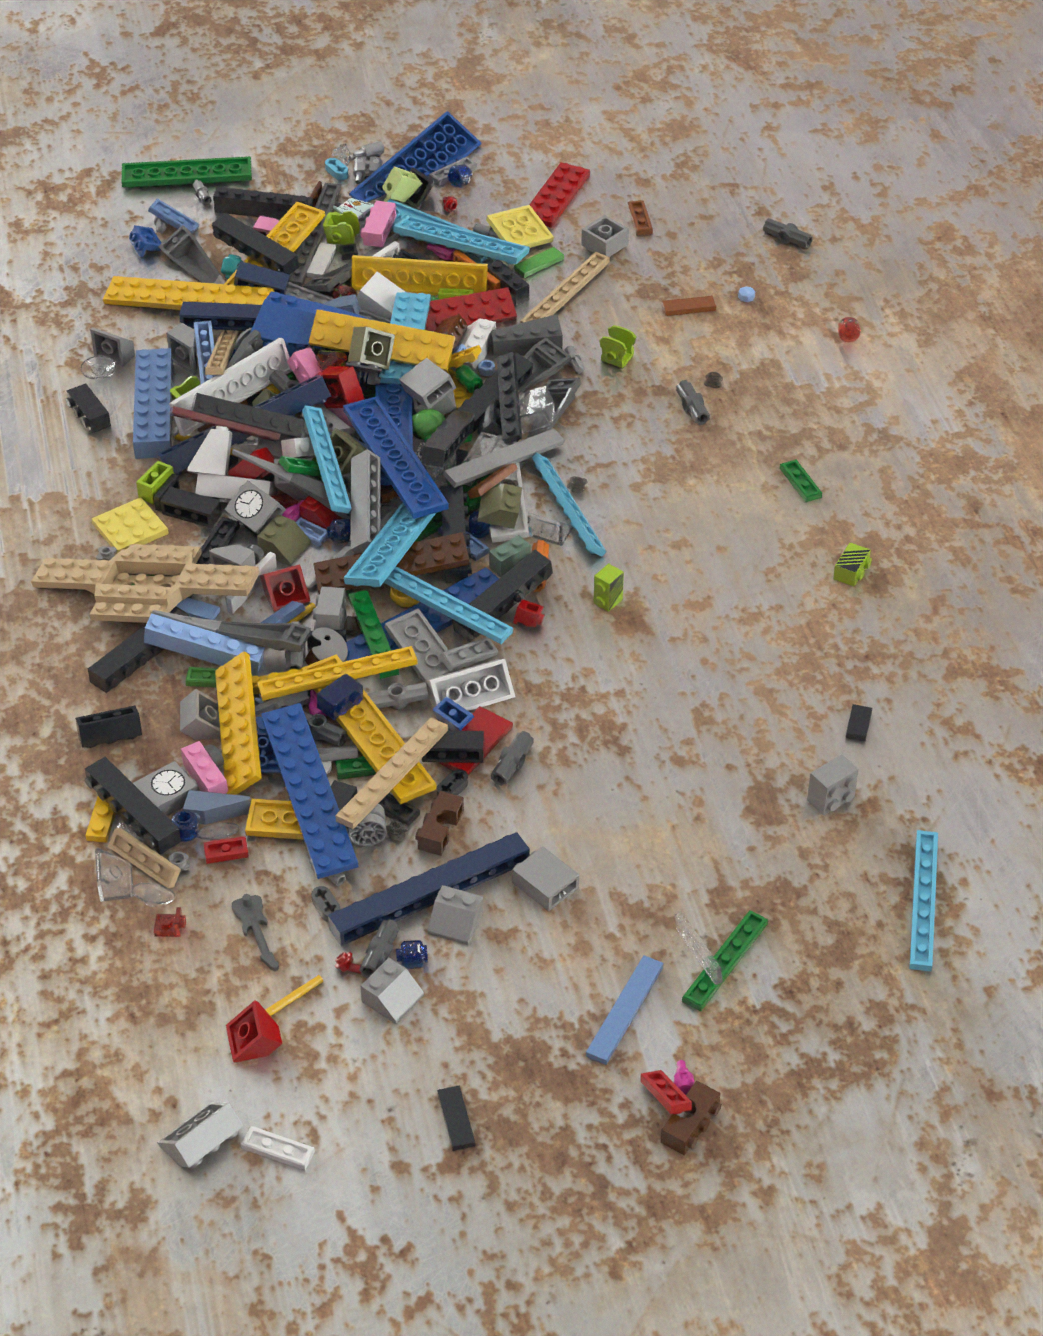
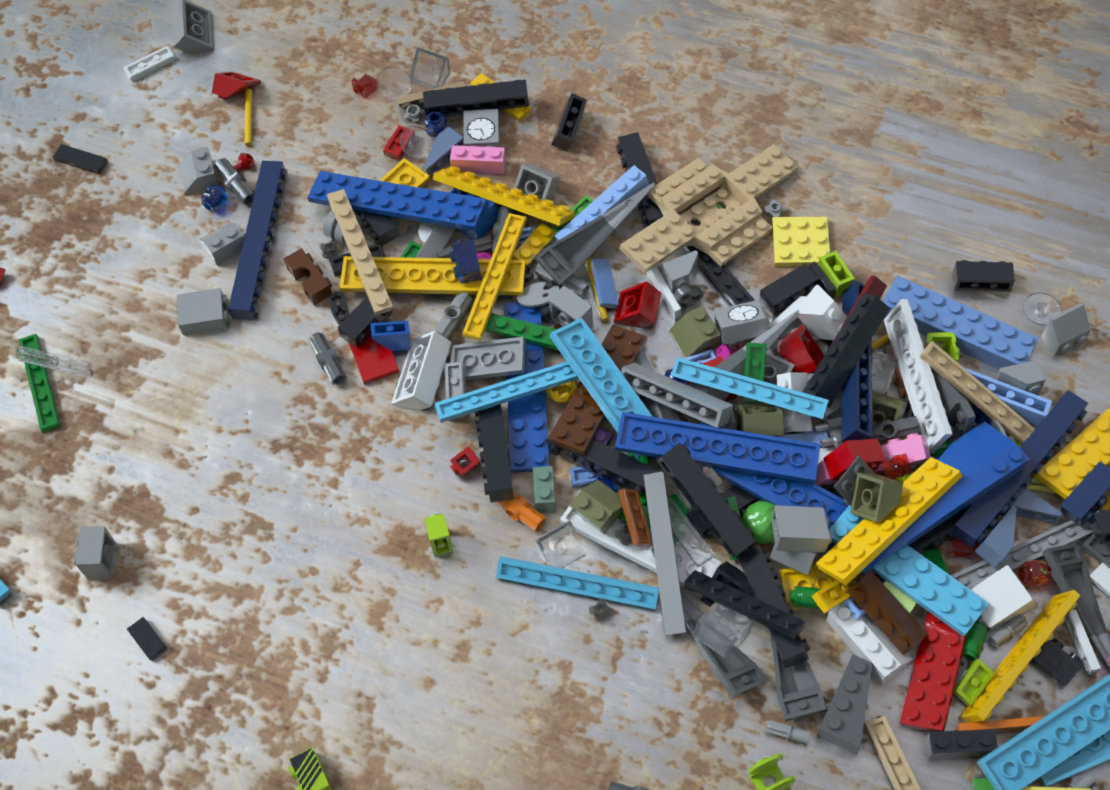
camera: 130 degrees right, 15 degrees up
(215, 754) = (488, 169): dark grey beam -> none
(249, 911) = (339, 133): dark grey piece -> none
(329, 902) = (302, 176): dark grey beam -> none
(486, 368) = (830, 638): light blue tile -> none
(624, 1010) = (62, 297): medium blue tile -> none

